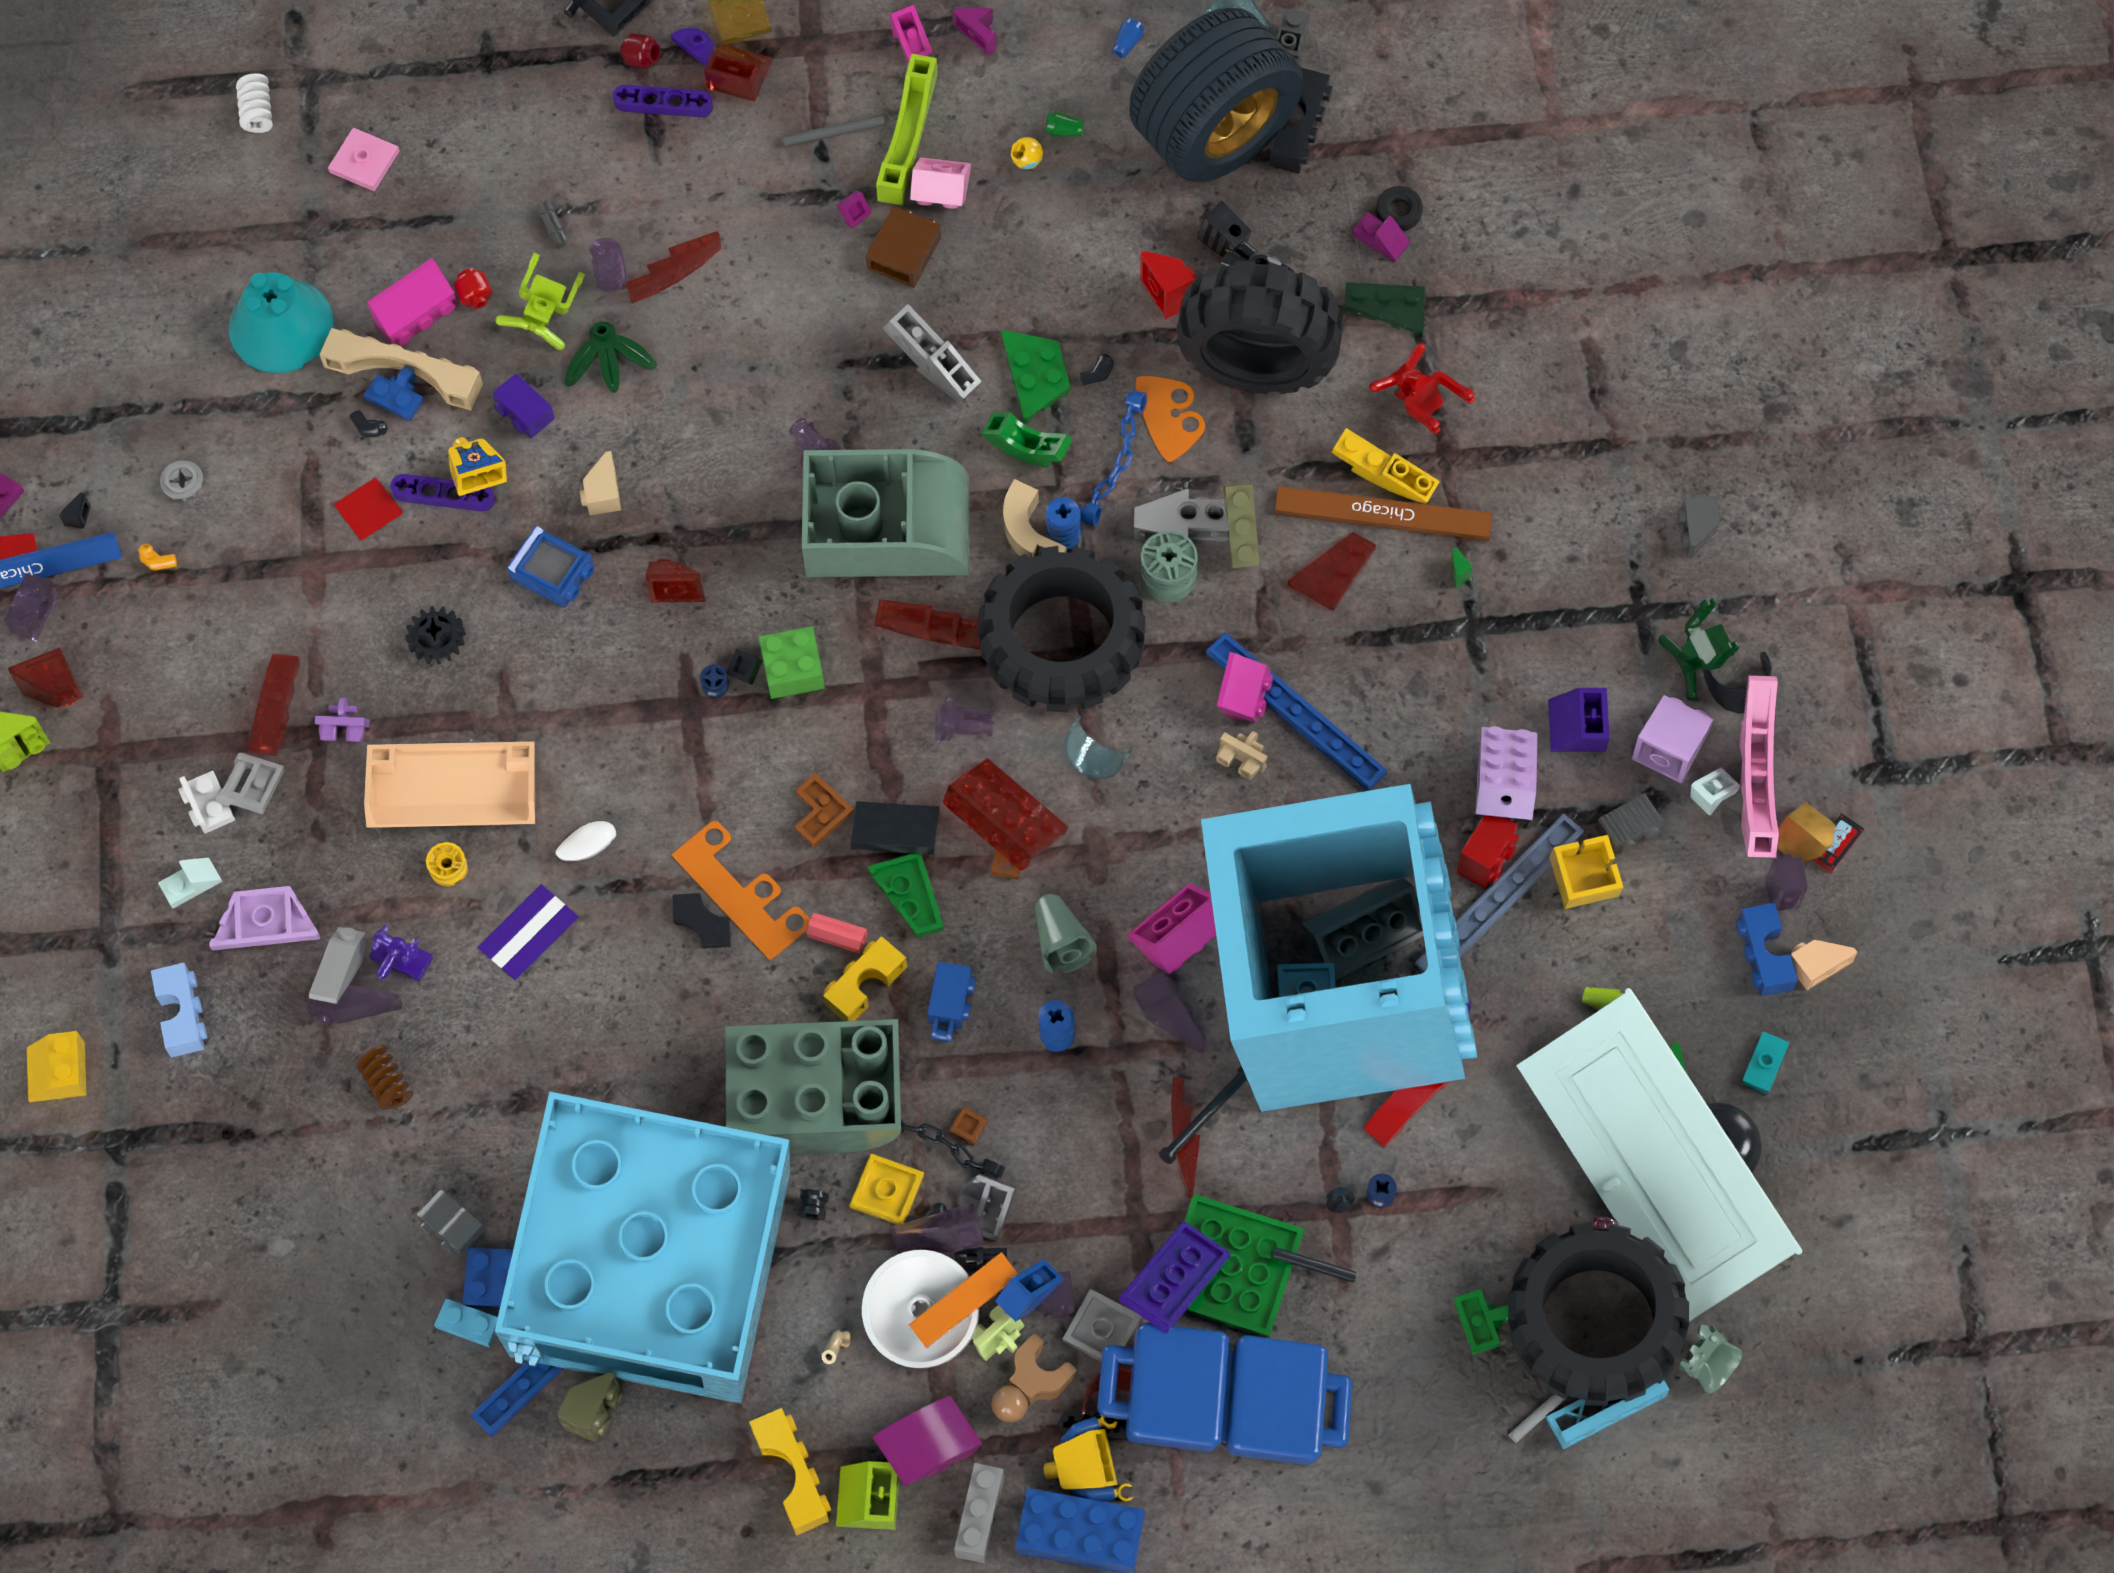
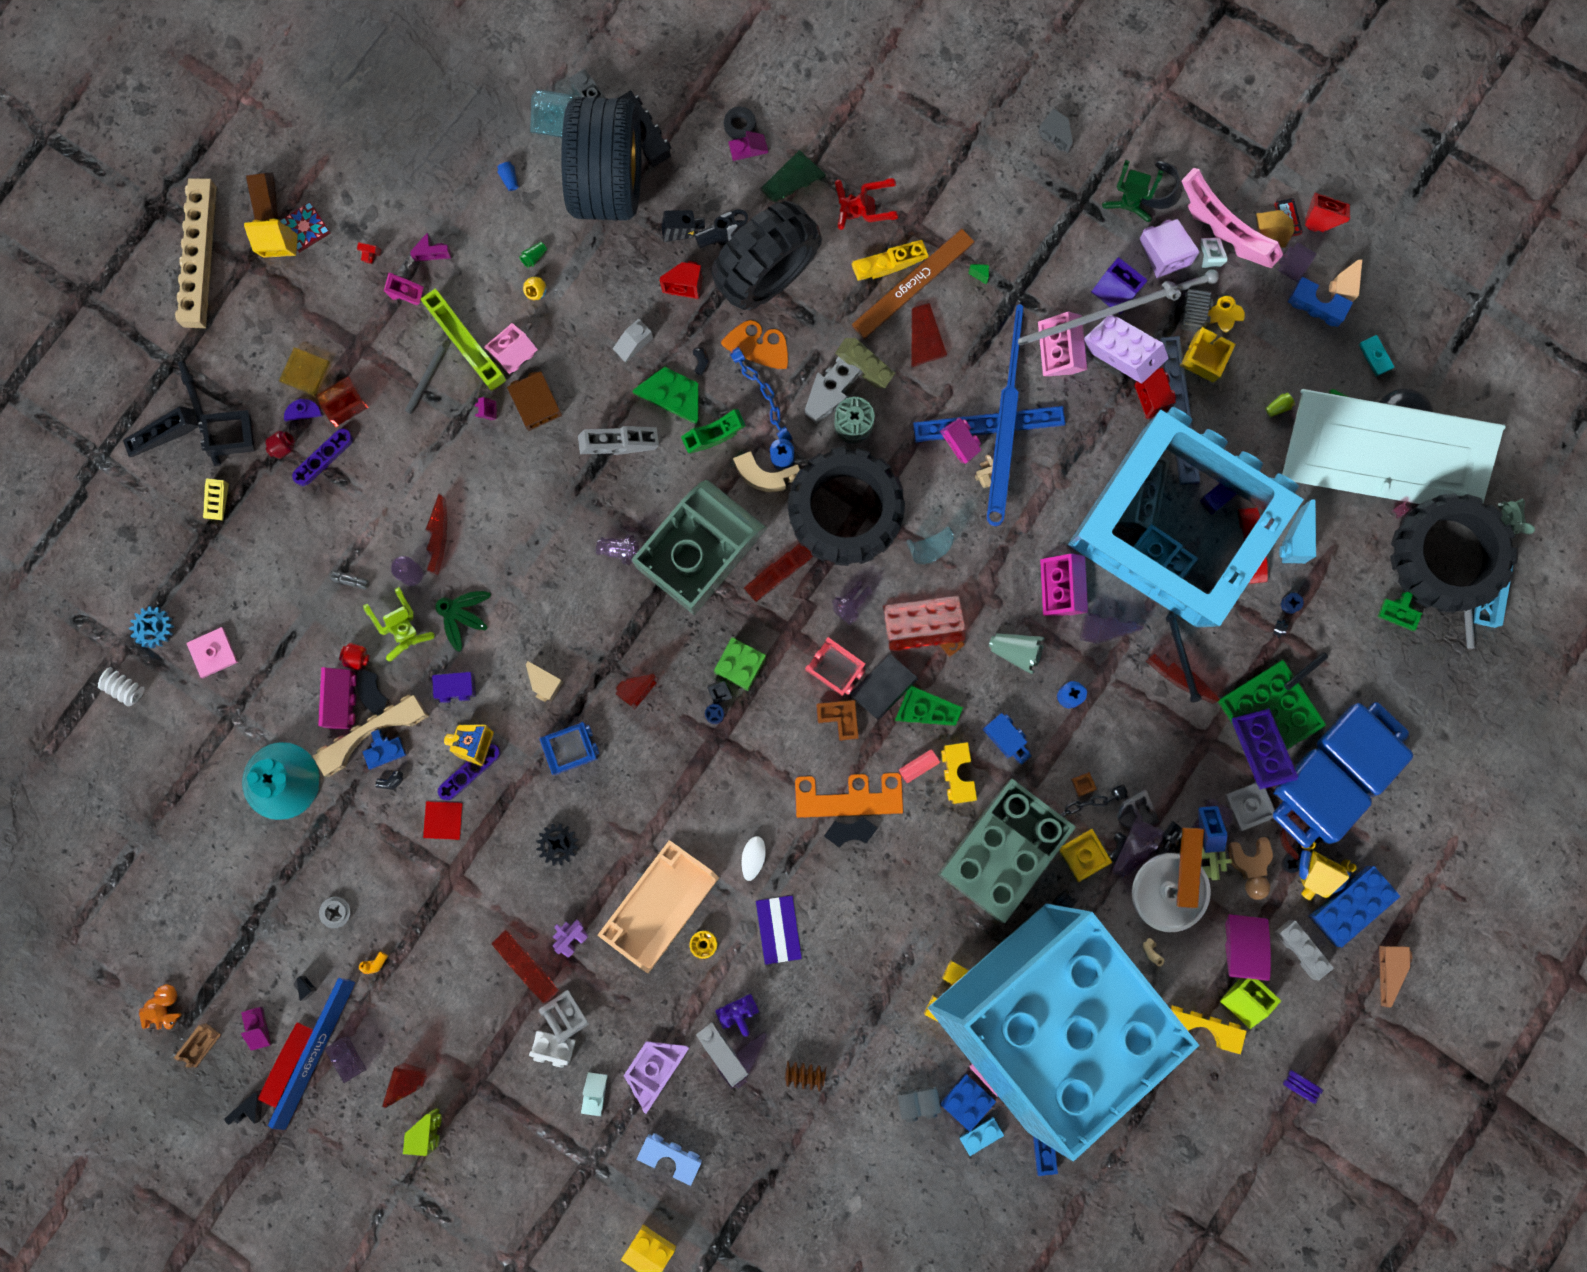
camera: 50 degrees left, 15 degrees up
(342, 84) = (143, 631): none -> dark azure gear
(449, 332) = (369, 692): none -> black tile
(532, 27) = (209, 485): none -> light yellow slope
(874, 764) = (836, 667): none -> window
(1058, 288) = (633, 340): none -> light grey slope
(1301, 725) = (1005, 431): none -> blue piece
(1457, 716) = (1063, 351): none -> bright pink slope
(1464, 1131) = (1300, 540): none -> medium azure slope
(1624, 777) = (1168, 288): none -> light grey bar
(1655, 862) = (1226, 316): none -> yellow plate
(1879, 873) = (1326, 213): none -> red slope

